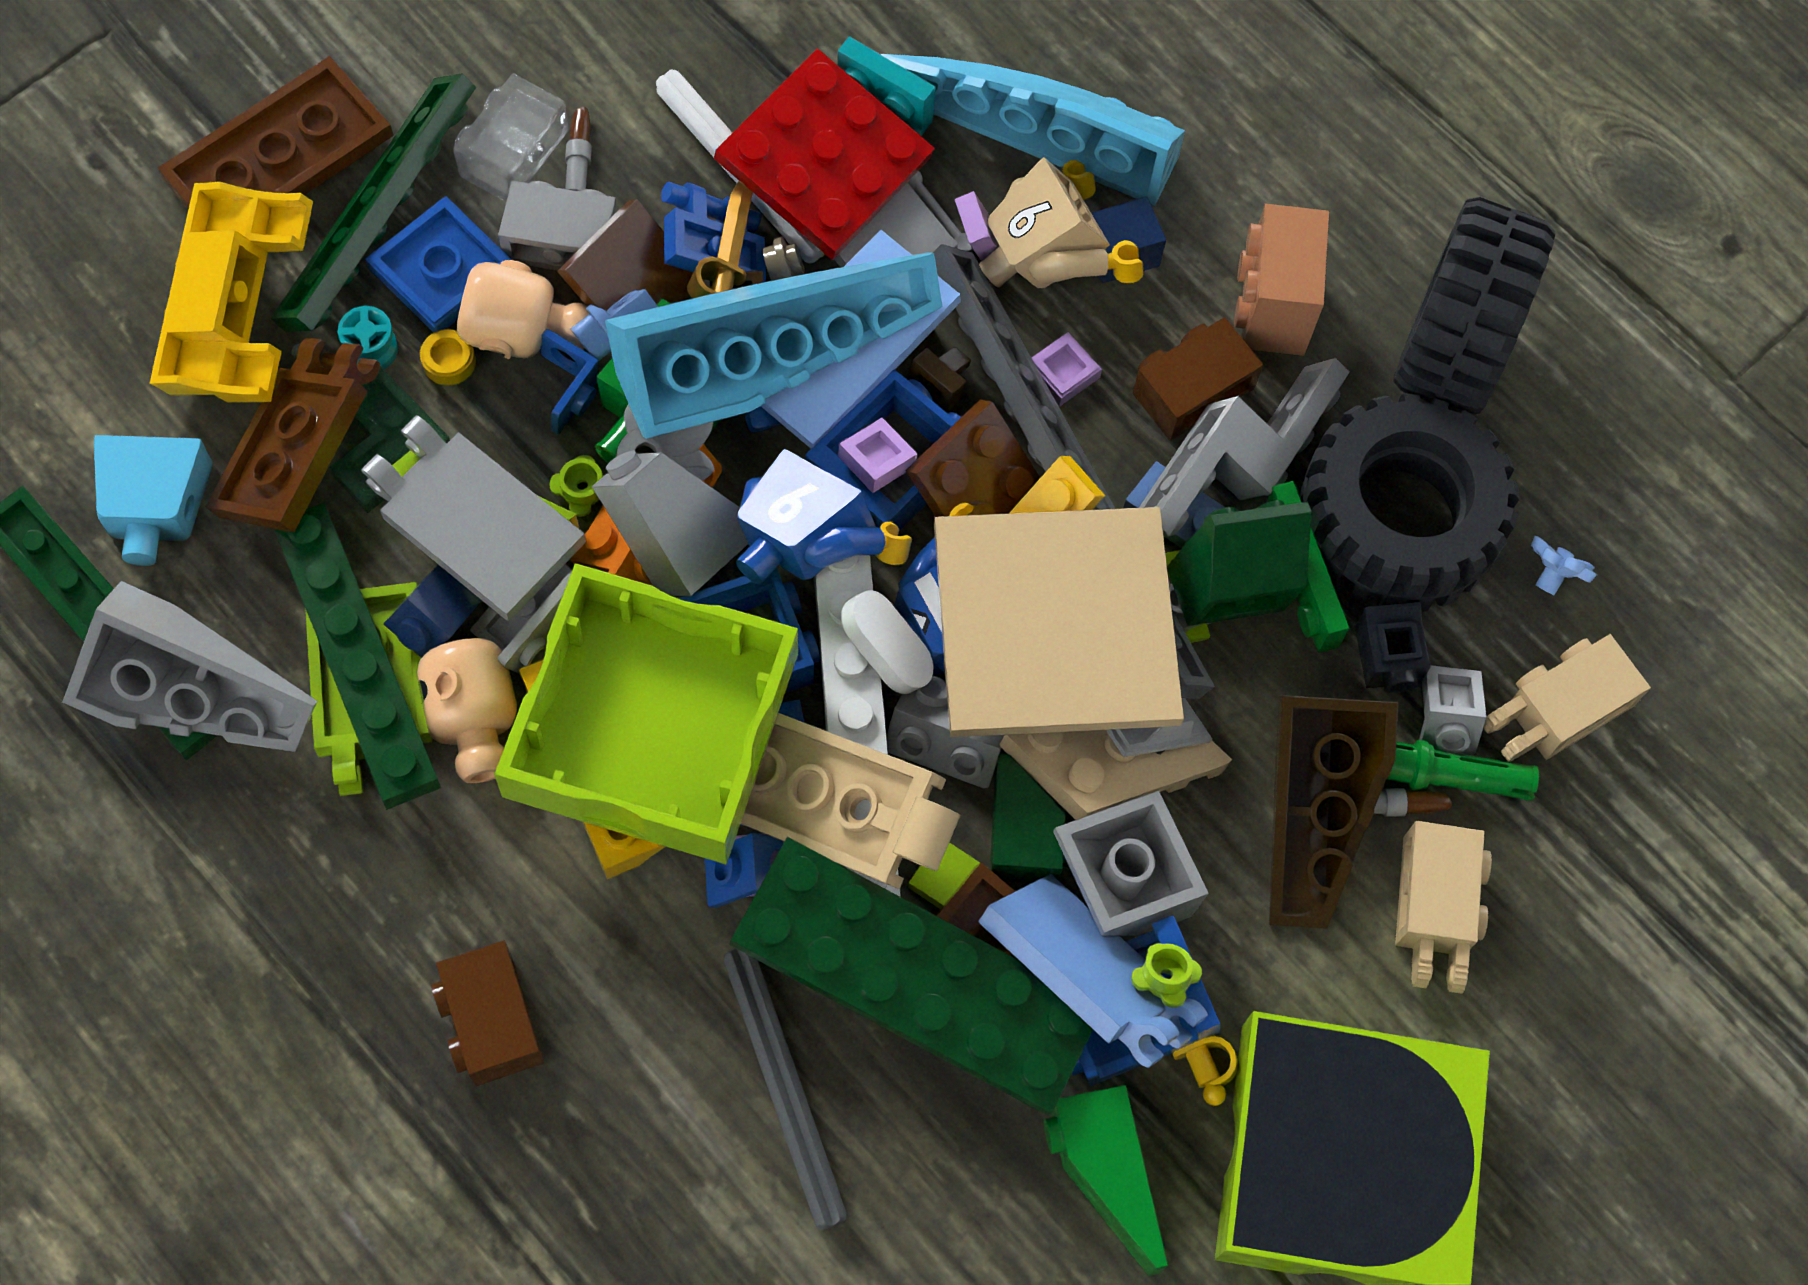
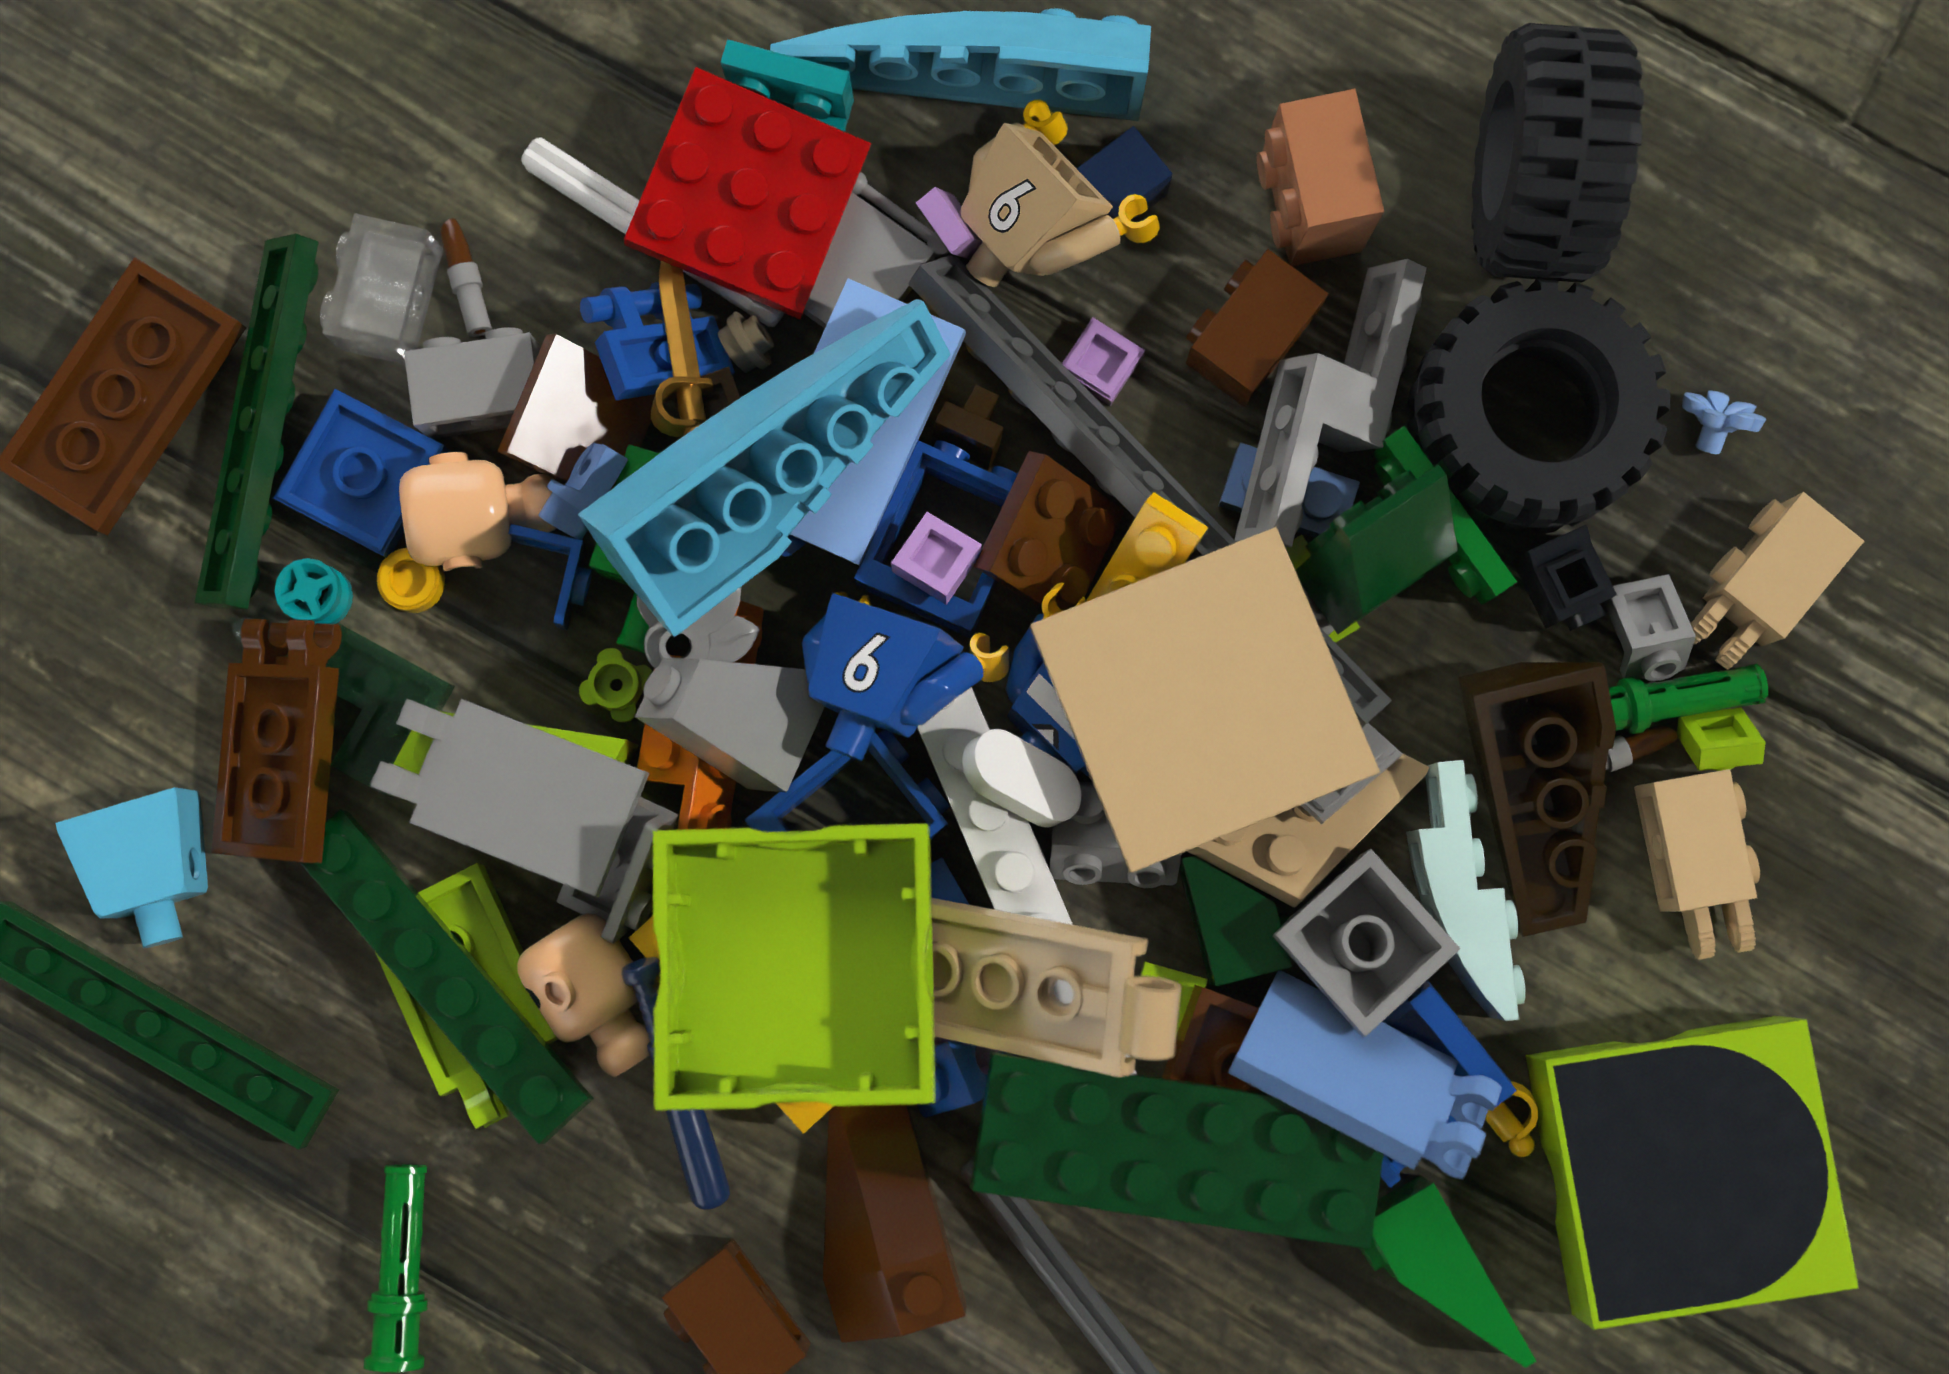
camera: 10 degrees left, 15 degrees up
(171, 671) = (239, 1068): light grey wedge -> none
(217, 292) = (123, 599): yellow bracket -> none
(218, 909) = (404, 1306): none -> green pin
(432, 612) = (507, 906): dark blue brick -> none
(511, 838) = (689, 1128): none -> dark blue piece
(643, 979) = (884, 1233): none -> reddish brown wedge
(1172, 961) = (1460, 1048): lime plate -> none
(1232, 883) = (1446, 876): none -> light aqua slope
(1486, 812) = (1721, 739): none -> lime plate

